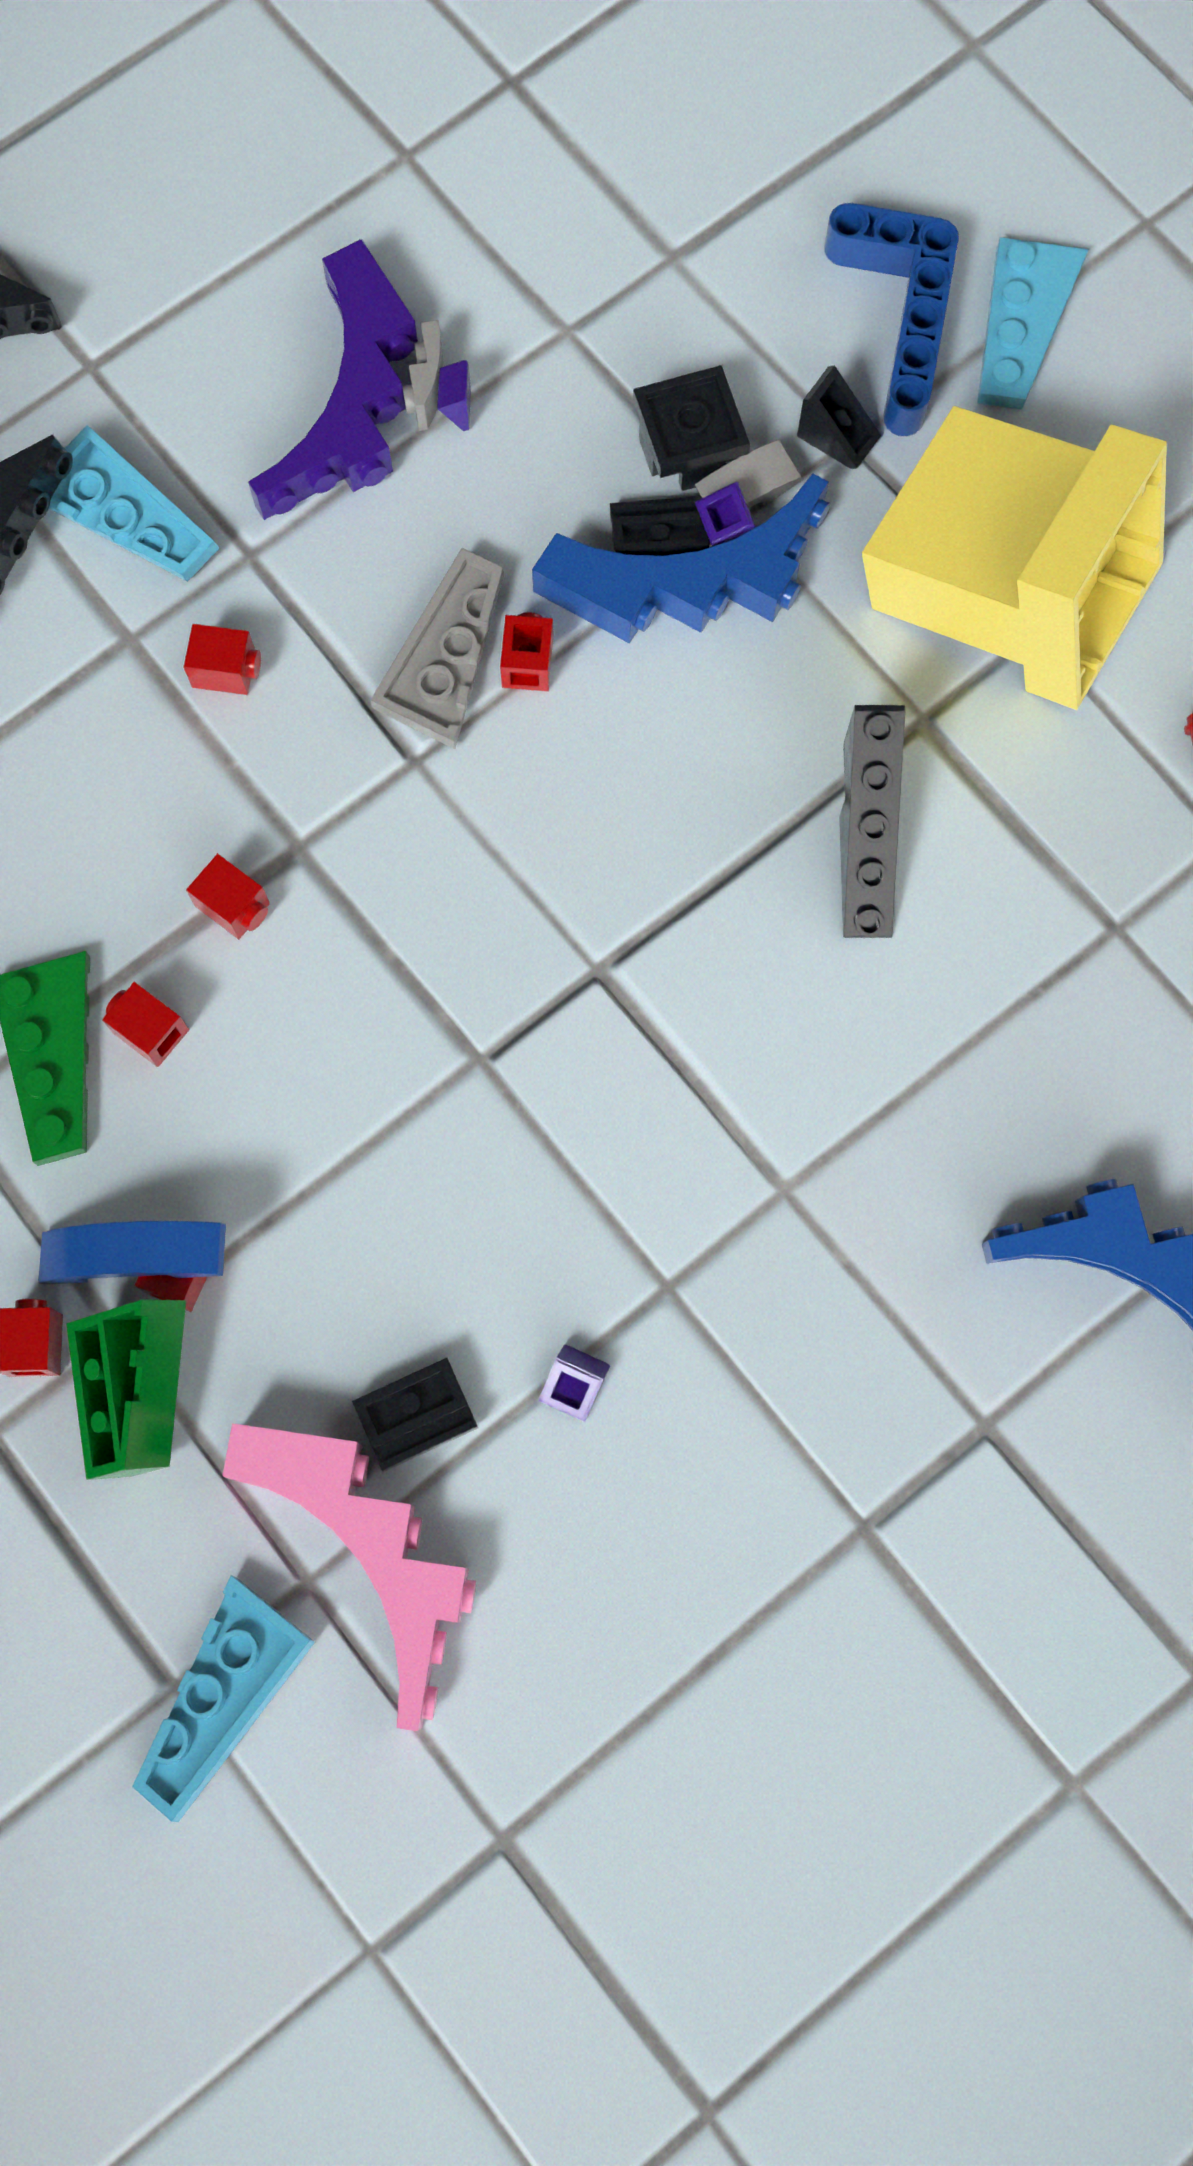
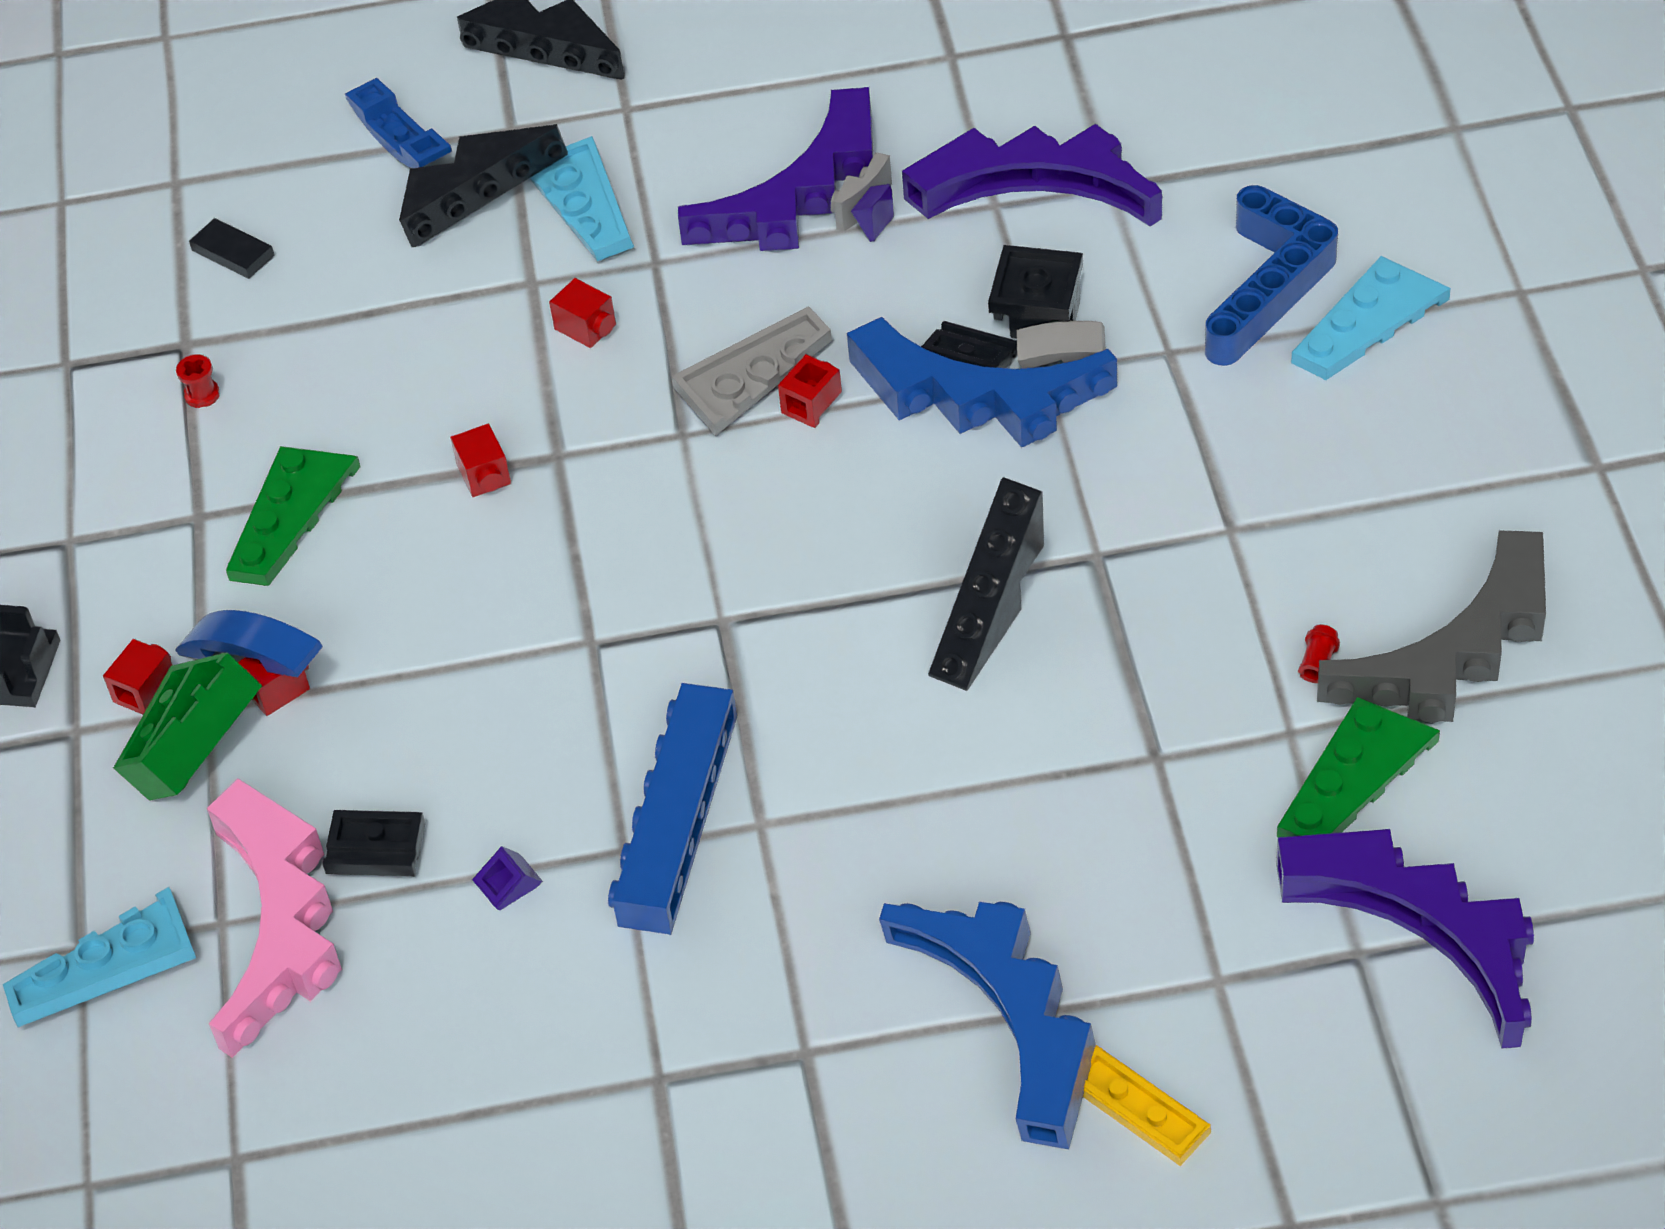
camera: 35 degrees right, 25 degrees down
(144, 1023) = (364, 516): red brick -> none
(587, 261) = (1030, 162): none -> dark purple arch
(700, 1221) = (673, 809): none -> blue brick
(725, 514) = (1019, 348): dark purple slope -> none
(836, 421) = (1157, 325): black slope -> none
(1024, 545) = (1239, 454): light yellow piece -> none

